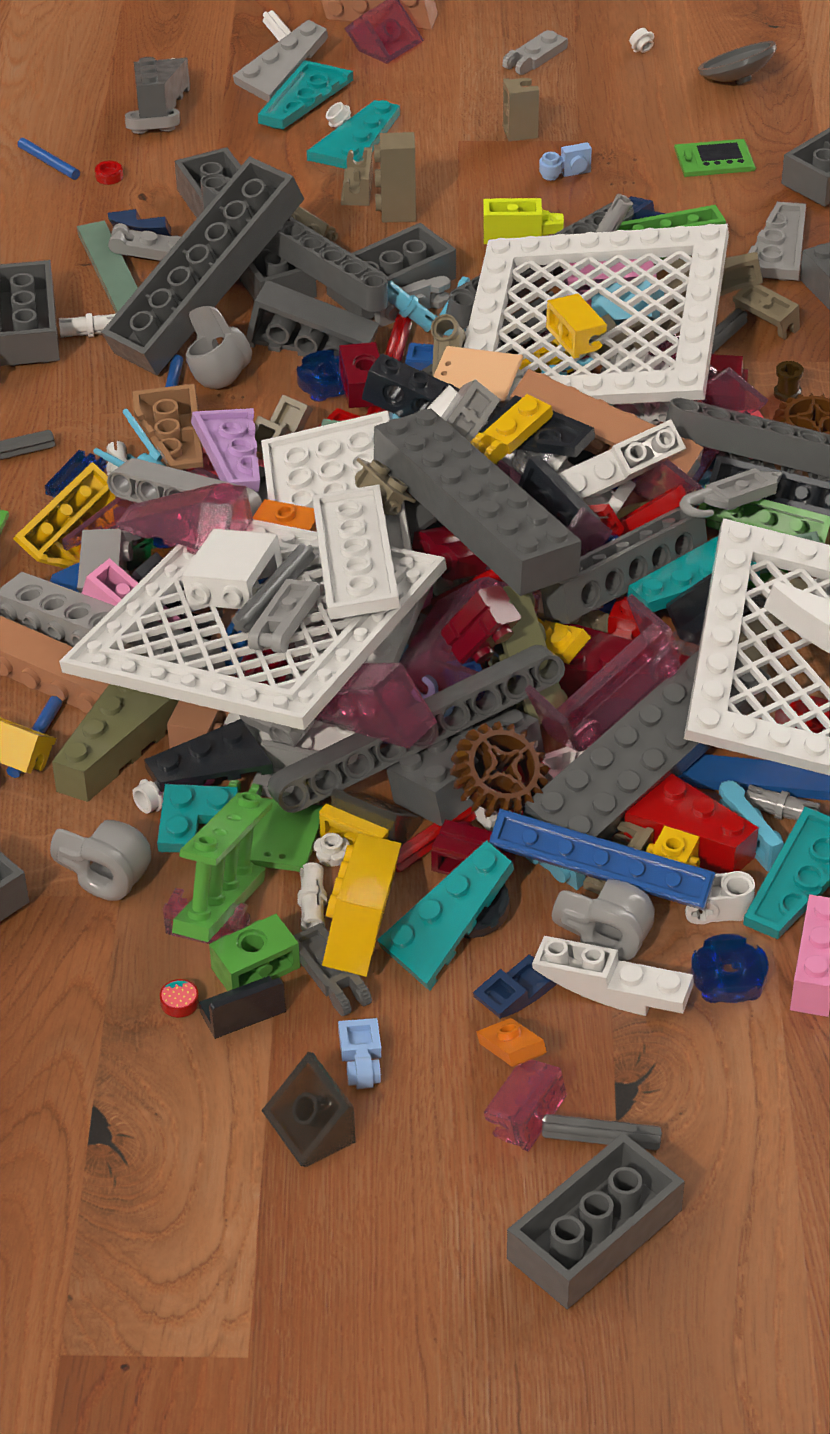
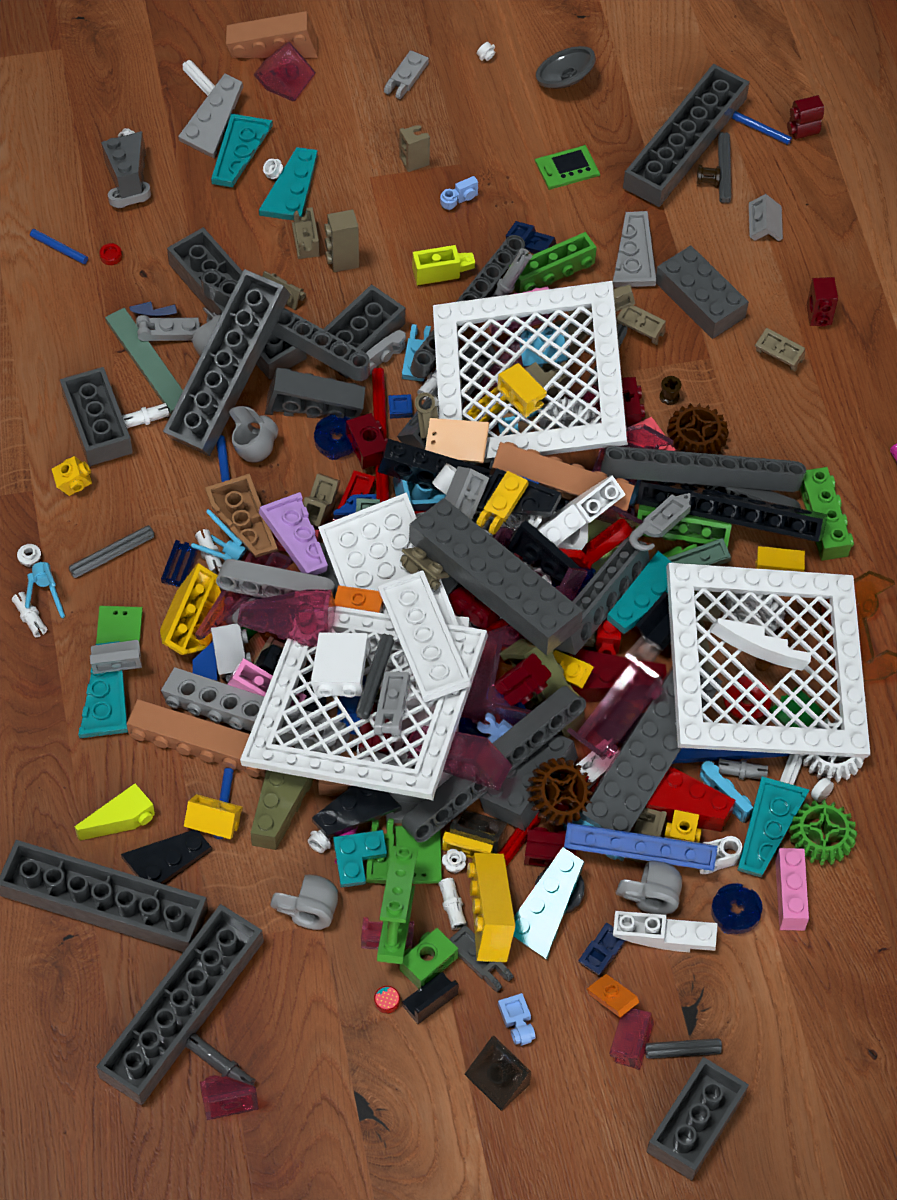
camera: 15 degrees left, 15 degrees up
(410, 306) = (384, 366): medium azure pin -> none

